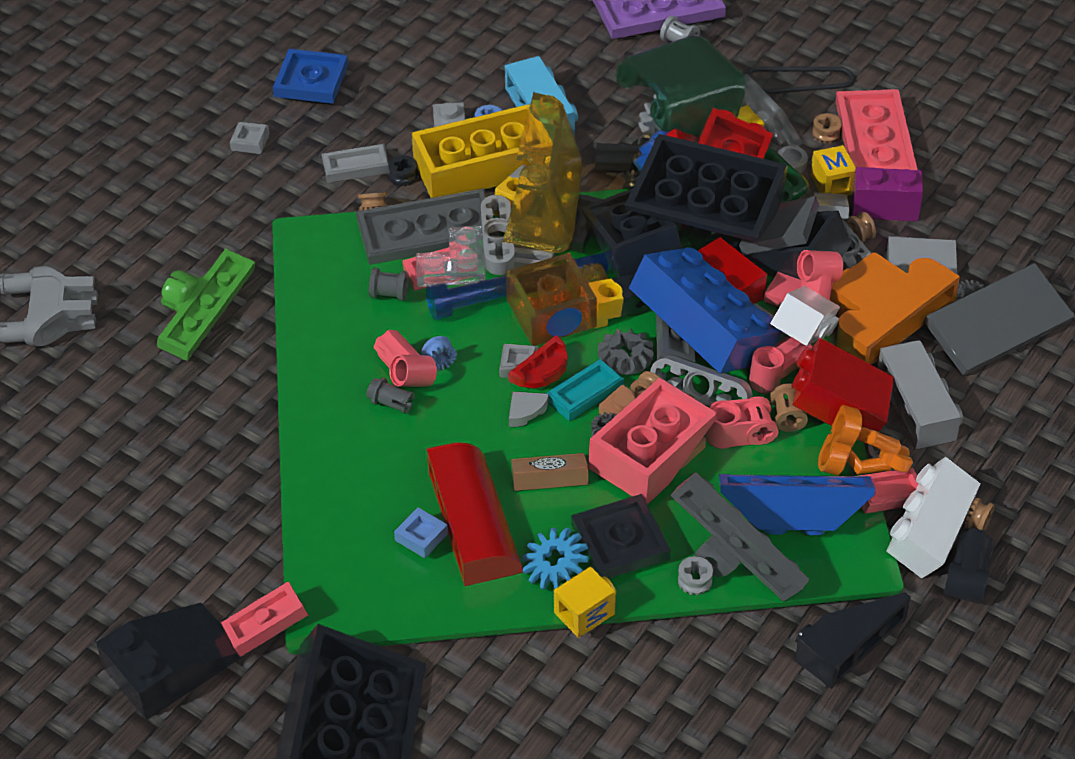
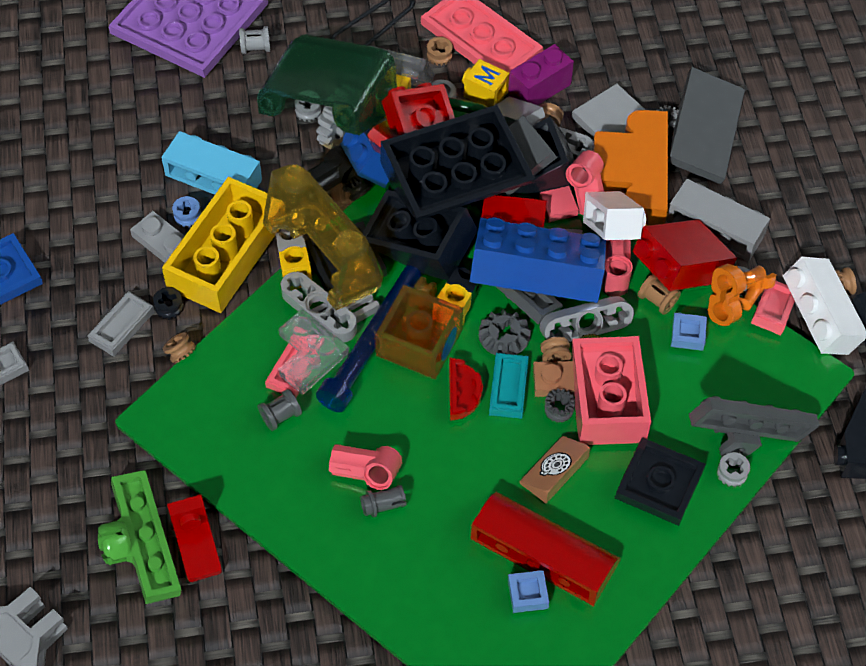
camera: 45 degrees left, 10 degrees up
(240, 328) = (194, 538): none -> red bracket
(417, 225) = (241, 341): dark grey tile -> none
(440, 350) = (380, 436): medium blue bush -> none
(512, 356) = (435, 398): light grey tile -> none
(526, 407) = (485, 432): light grey tile -> none
(566, 565) = (637, 547): dark azure gear -> none
(585, 601) = (694, 549): yellow brick -> none
(739, 423) = (647, 324): coral piece -> none
(780, 451) = (688, 331): none -> medium blue plate
(796, 502) = (744, 357): blue wedge -> none

